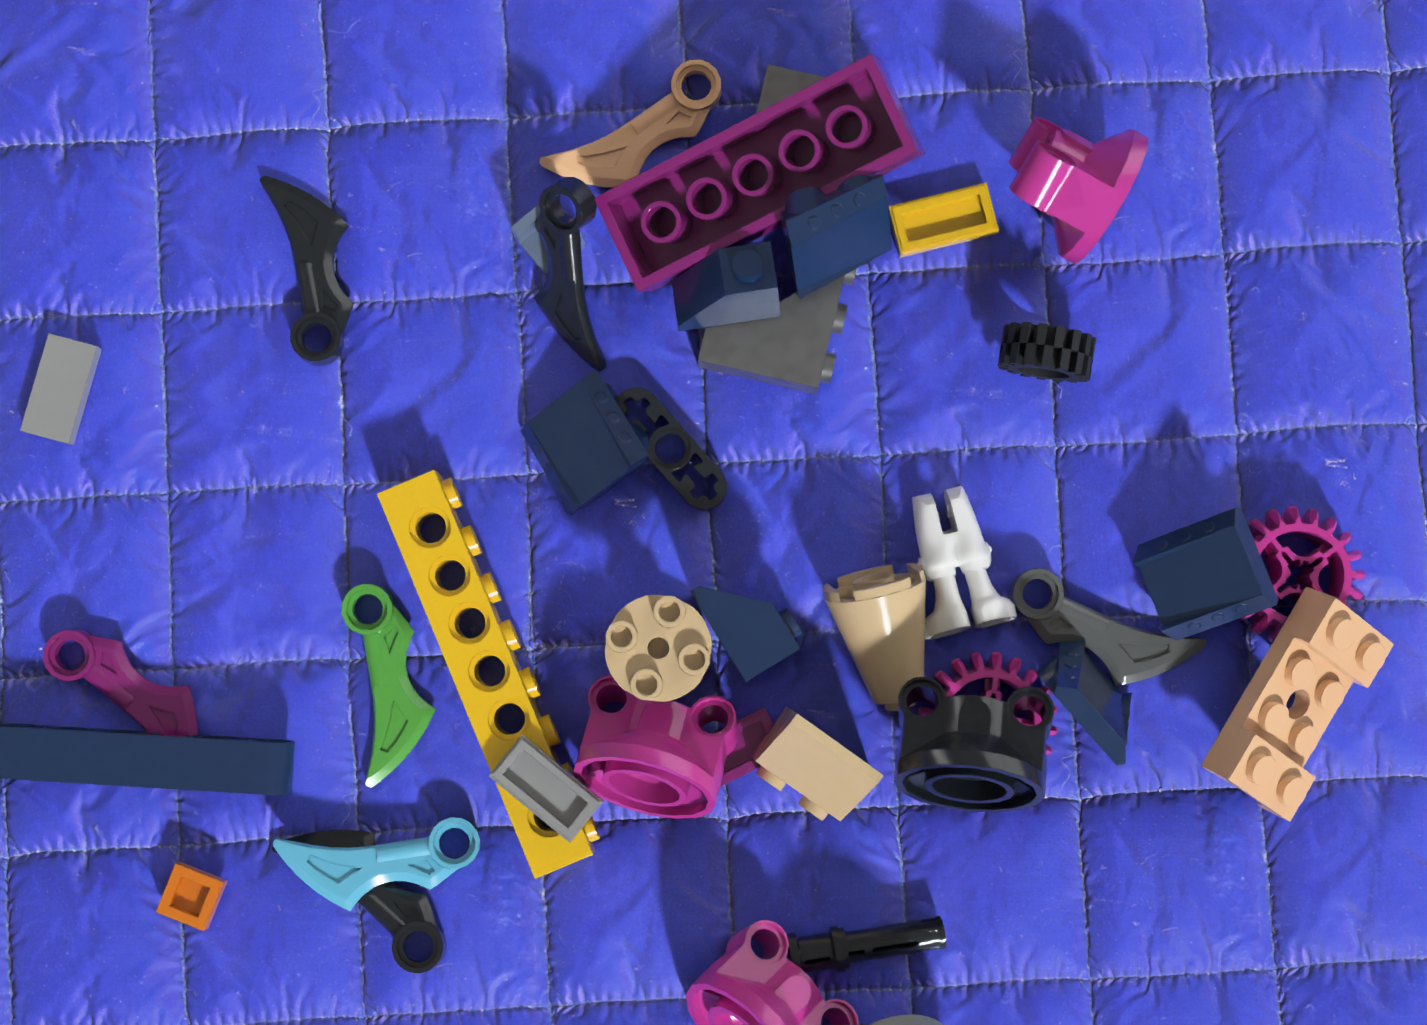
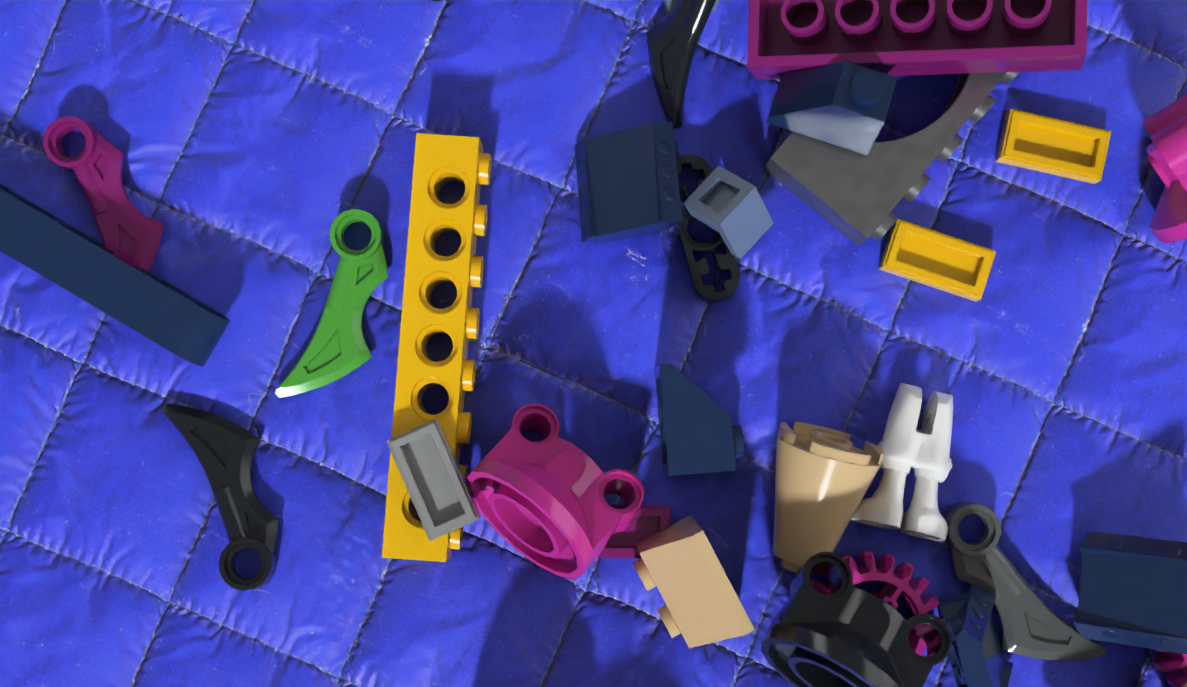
camera: 25 degrees right, 0 degrees up
(191, 896) = (67, 413): orange plate -> none
(351, 872) = (219, 465): medium azure piece -> none
(658, 648) = (603, 402): tan piece -> none
(686, 422) = (732, 209): none -> sand blue panel
(835, 230) = (964, 96): dark blue slope -> none
(891, 372) = (937, 260): none -> yellow tile
(1047, 352) = (1096, 311): black tyre -> none

